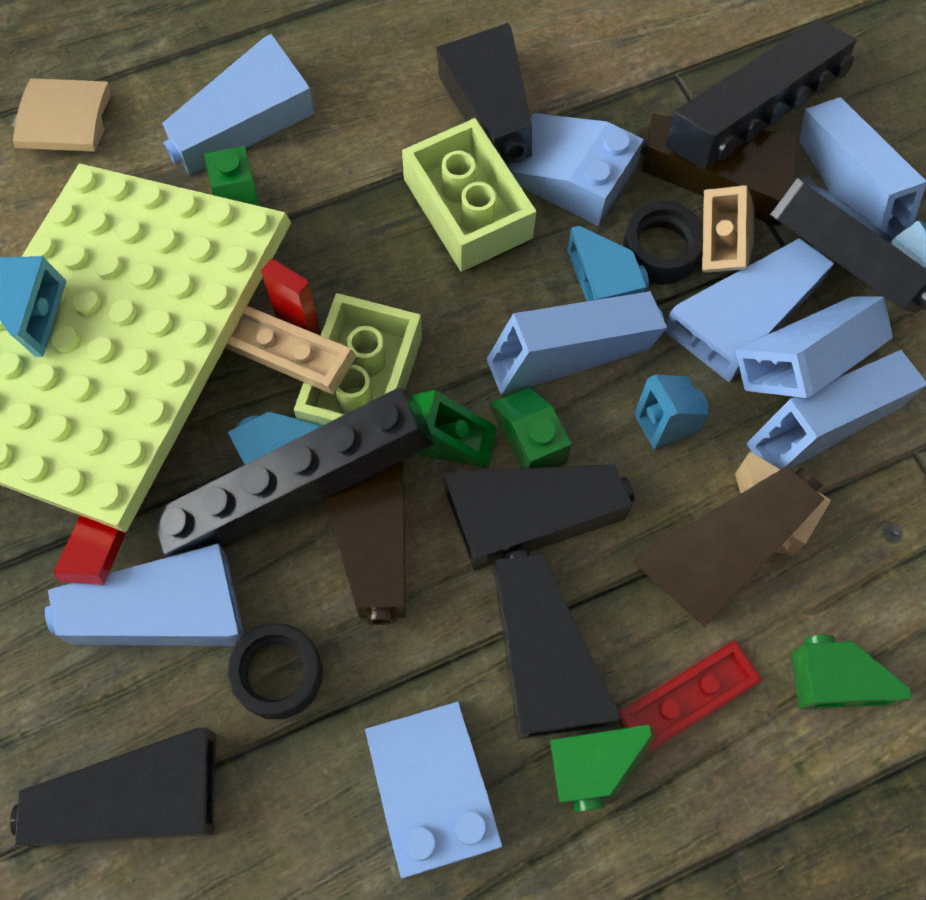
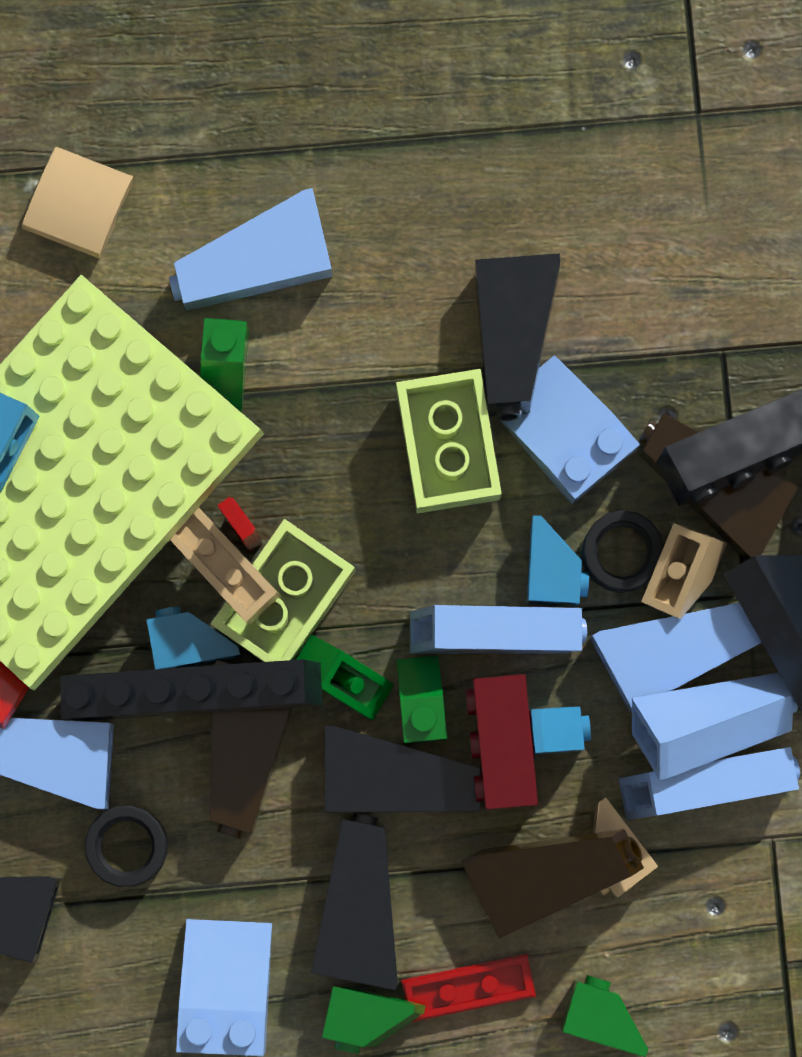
camera: 20 degrees right, 15 degrees up
(633, 427) = (502, 742): none -> dark red slope

